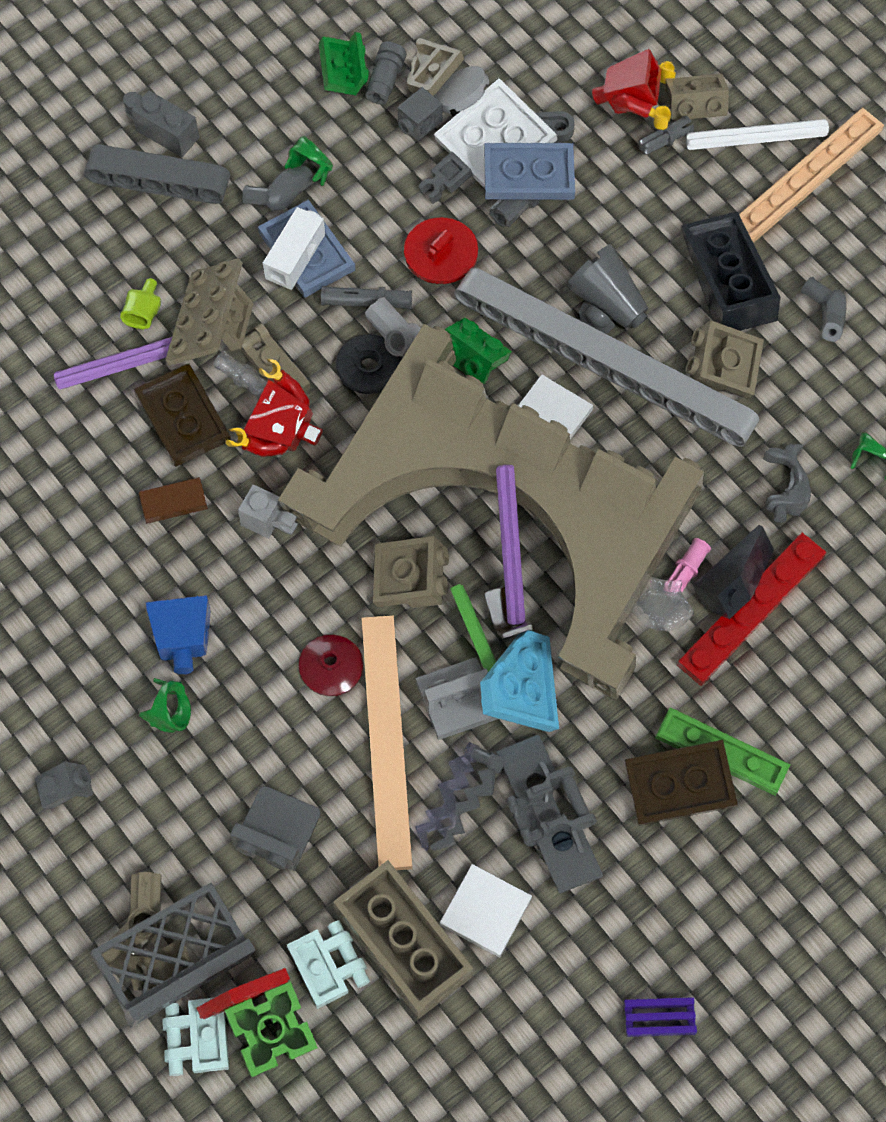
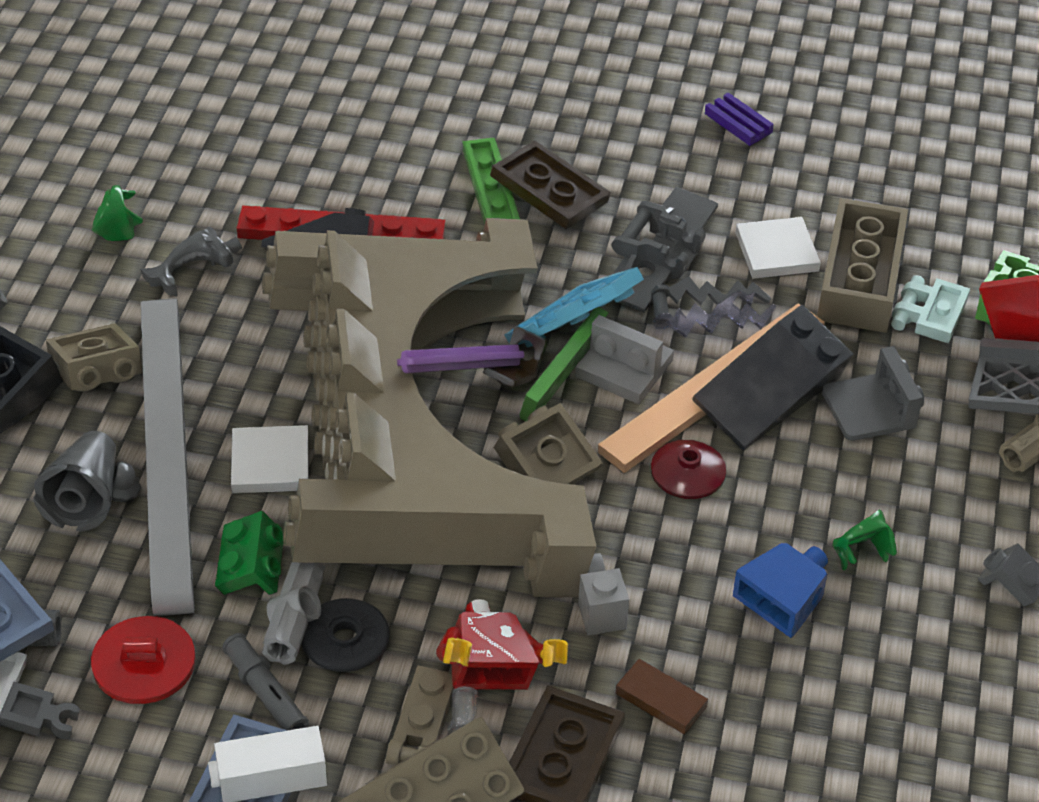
camera: 130 degrees left, 20 degrees down
(349, 774) = (774, 377): none -> black slope

